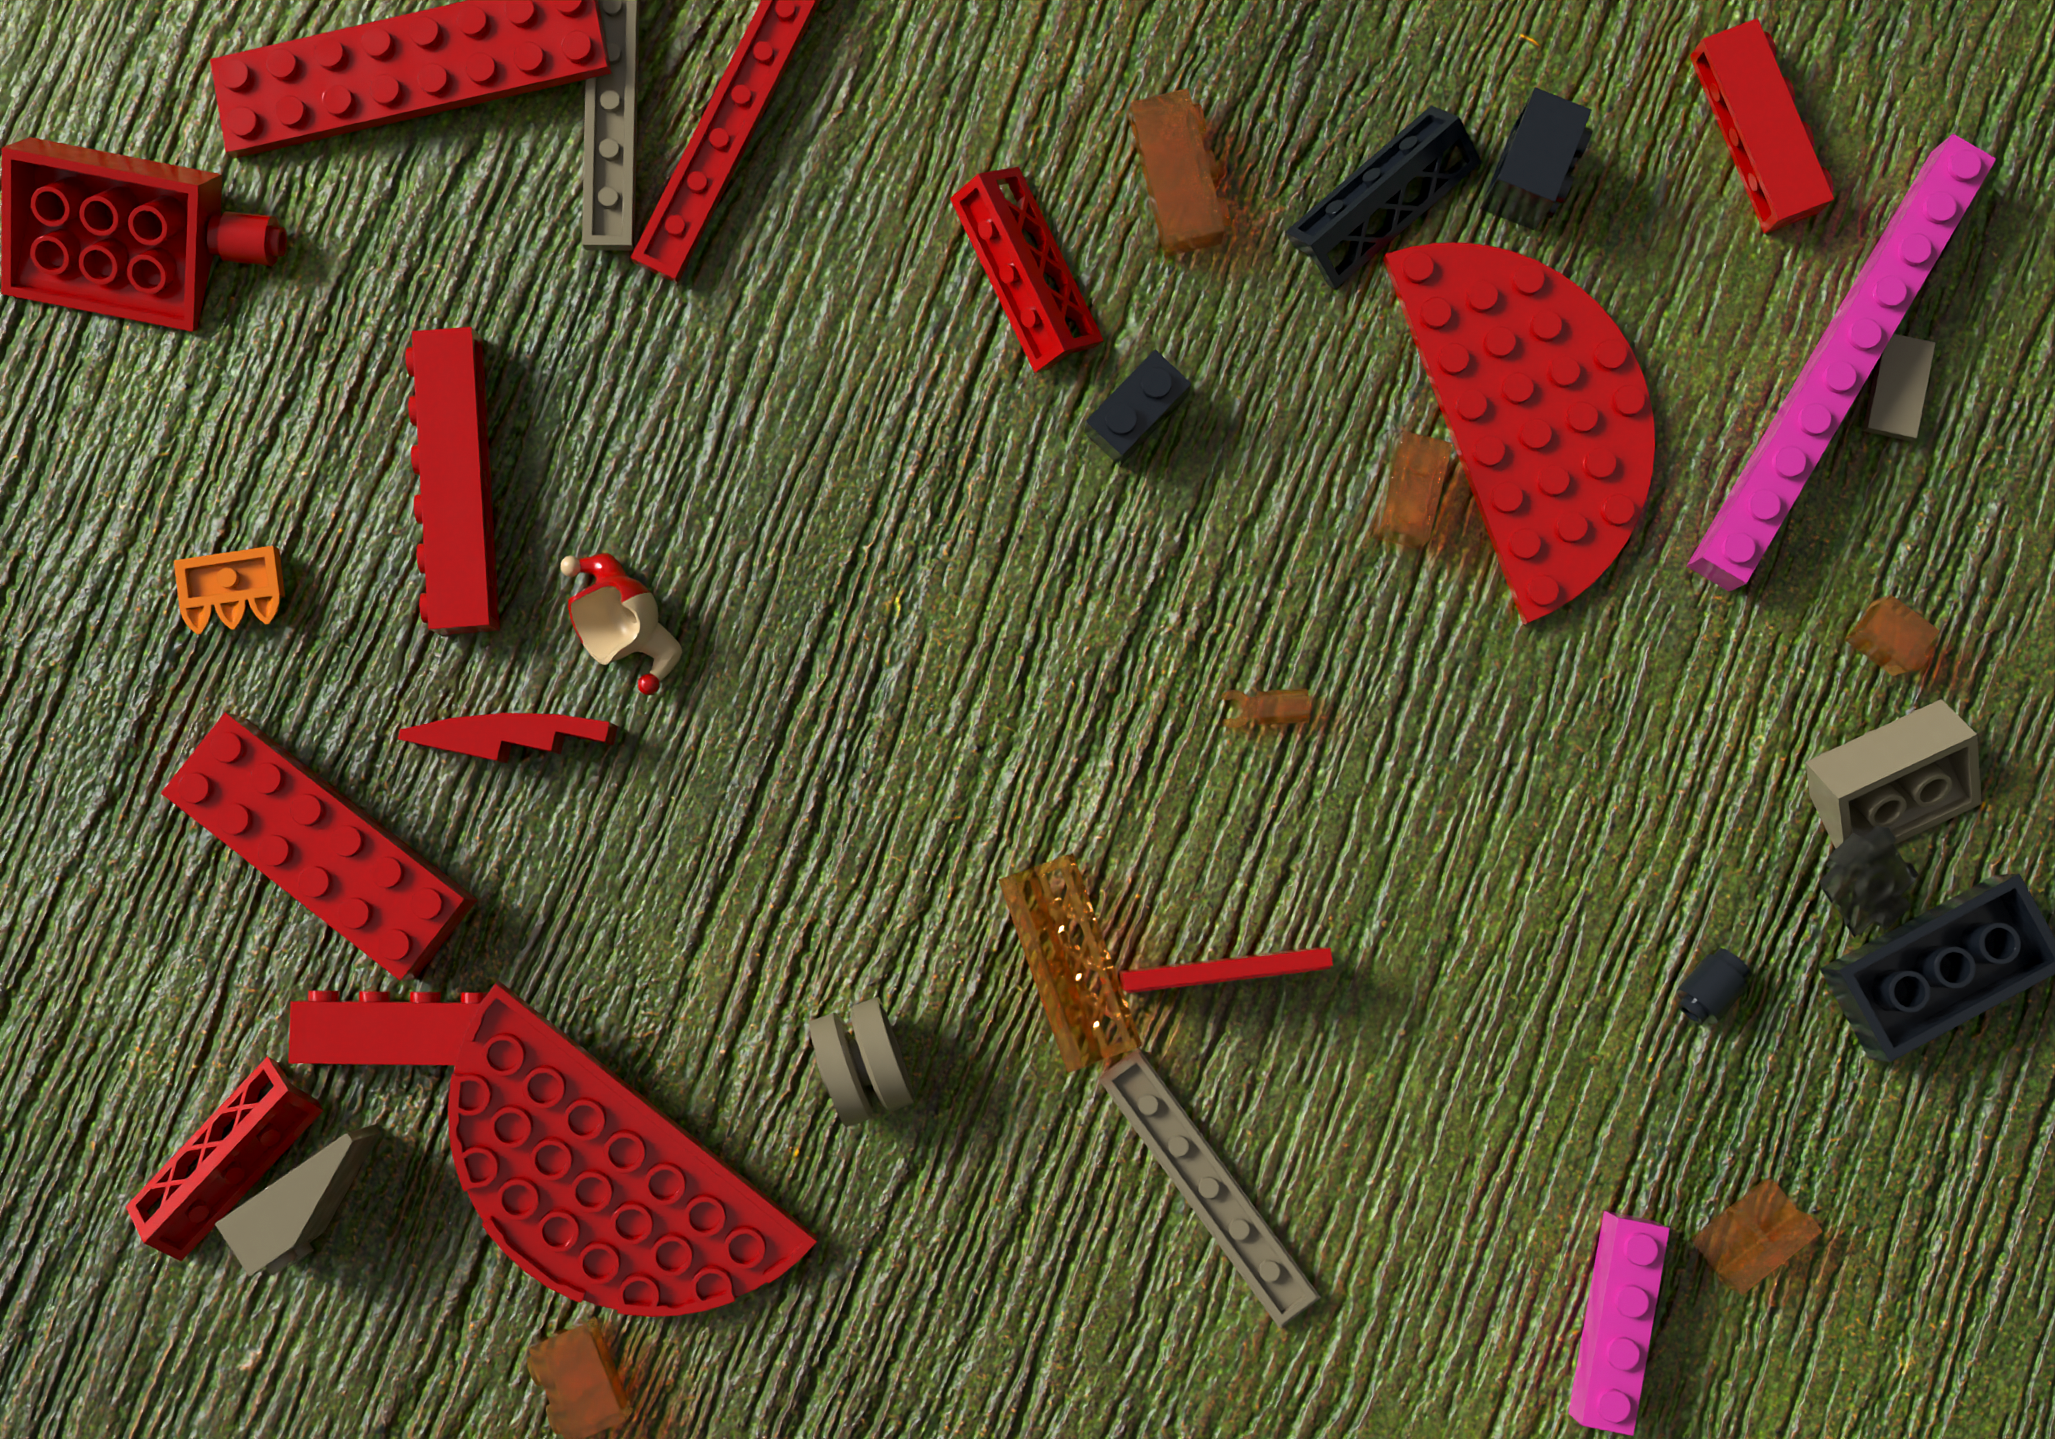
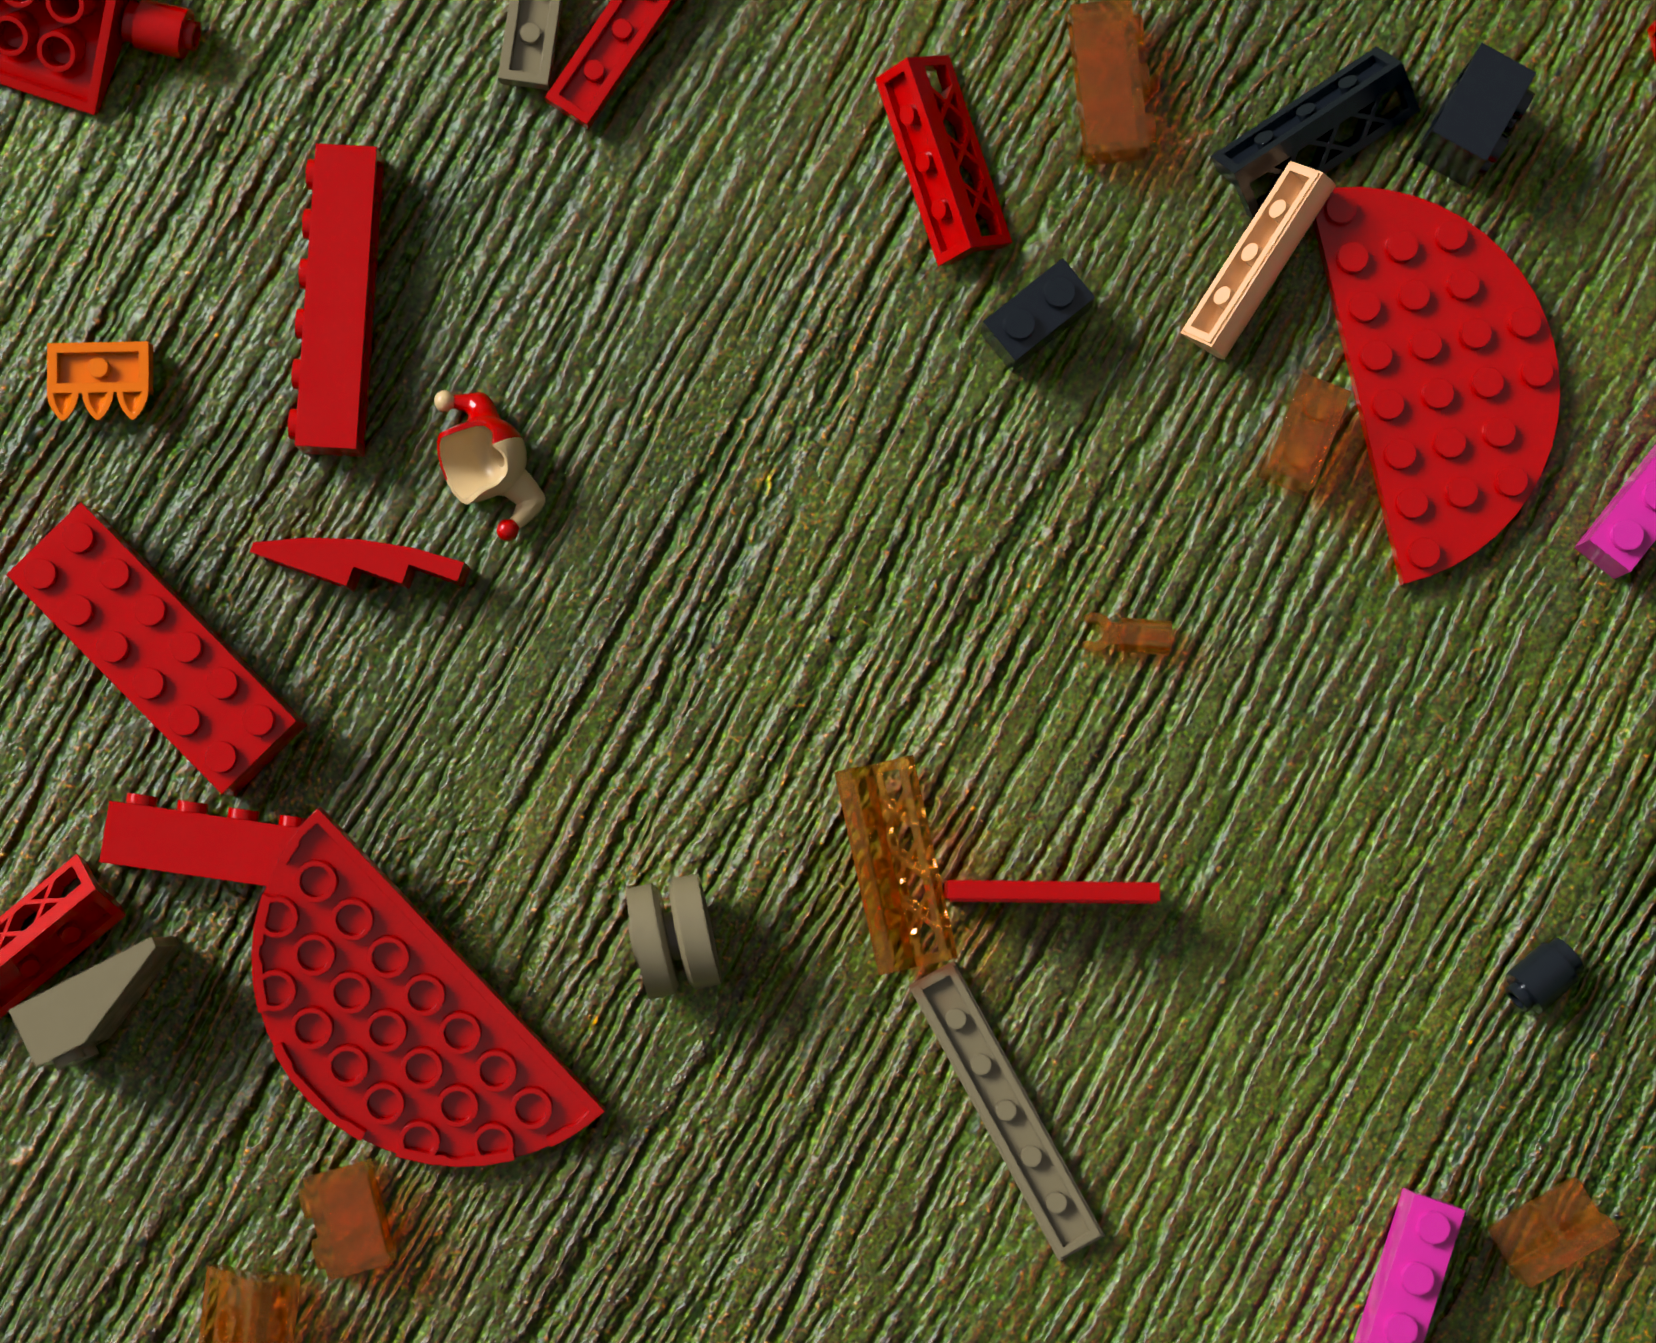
camera: 10 degrees right, 0 degrees up
(1344, 325) = (1258, 259): none -> light nougat brick

